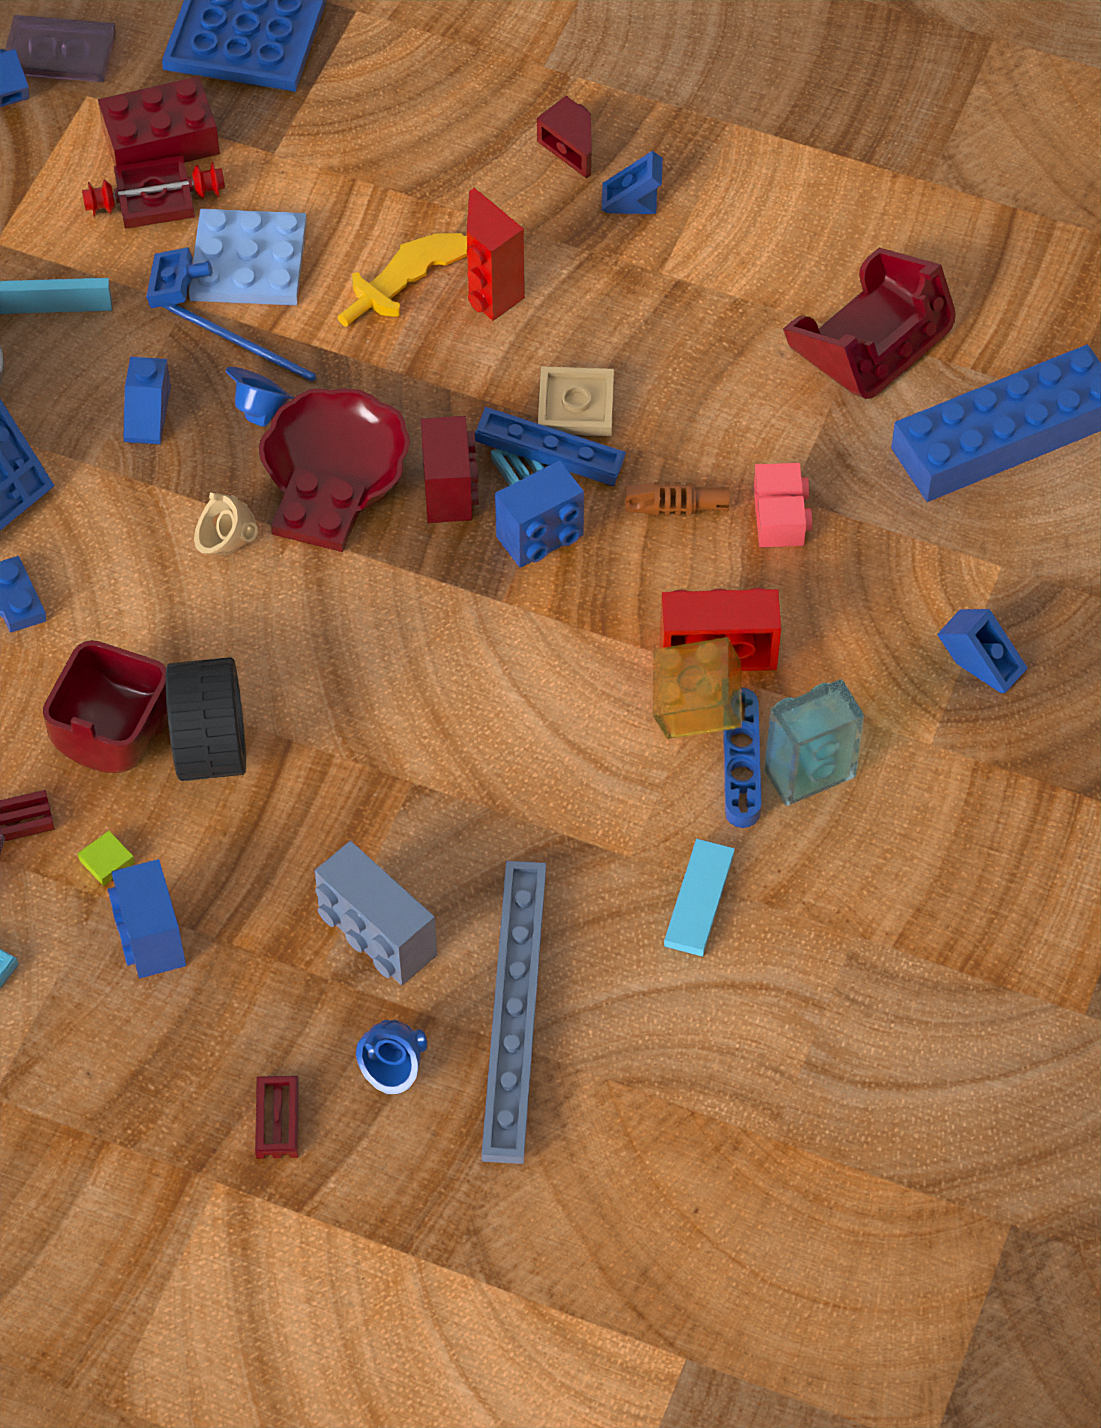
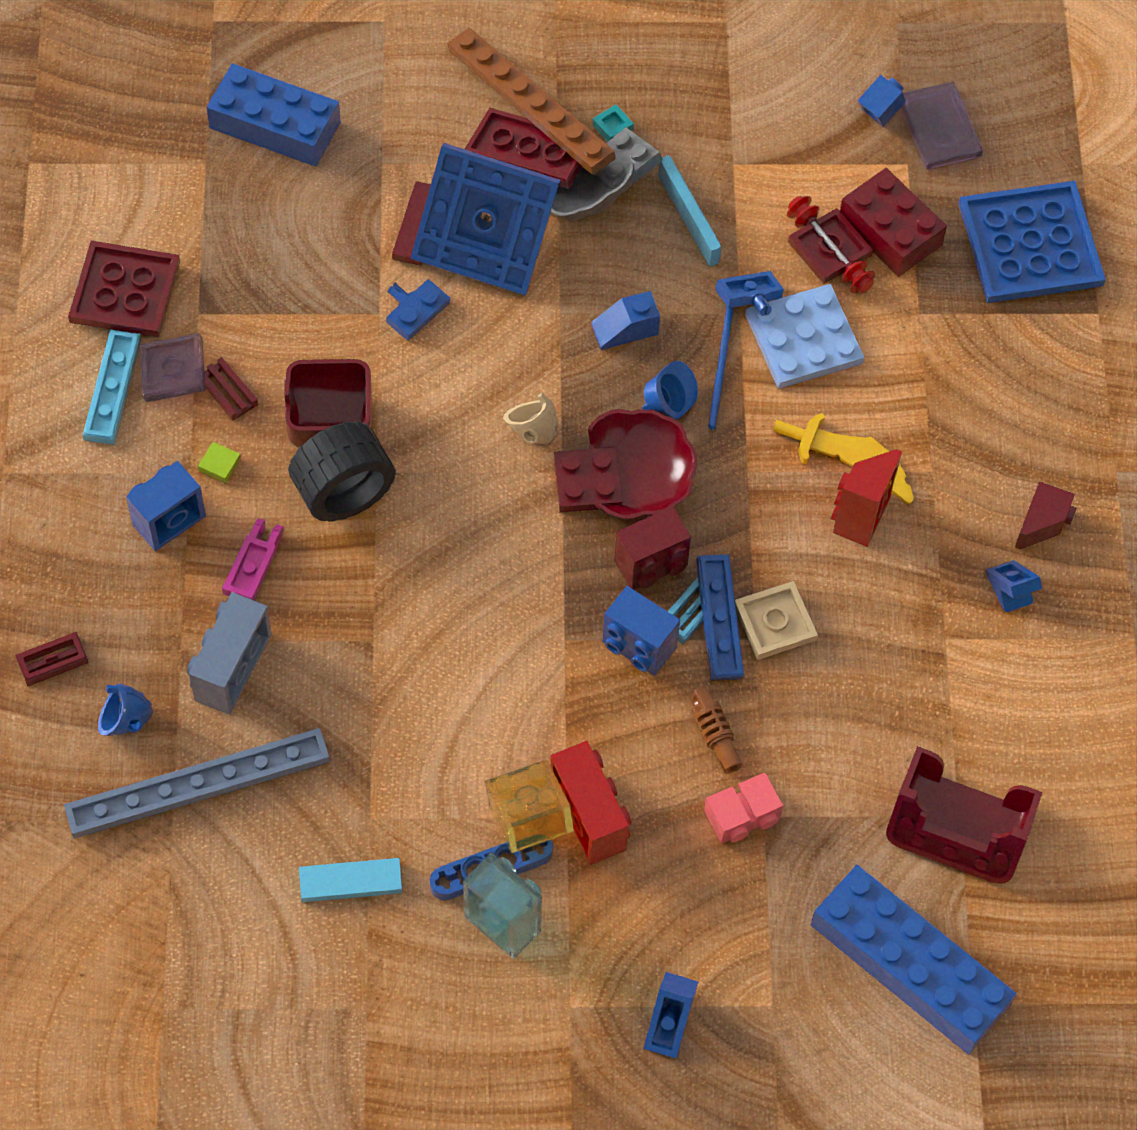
camera: 65 degrees right, 5 degrees up
(259, 863) = (253, 561): none -> dark pink hinge

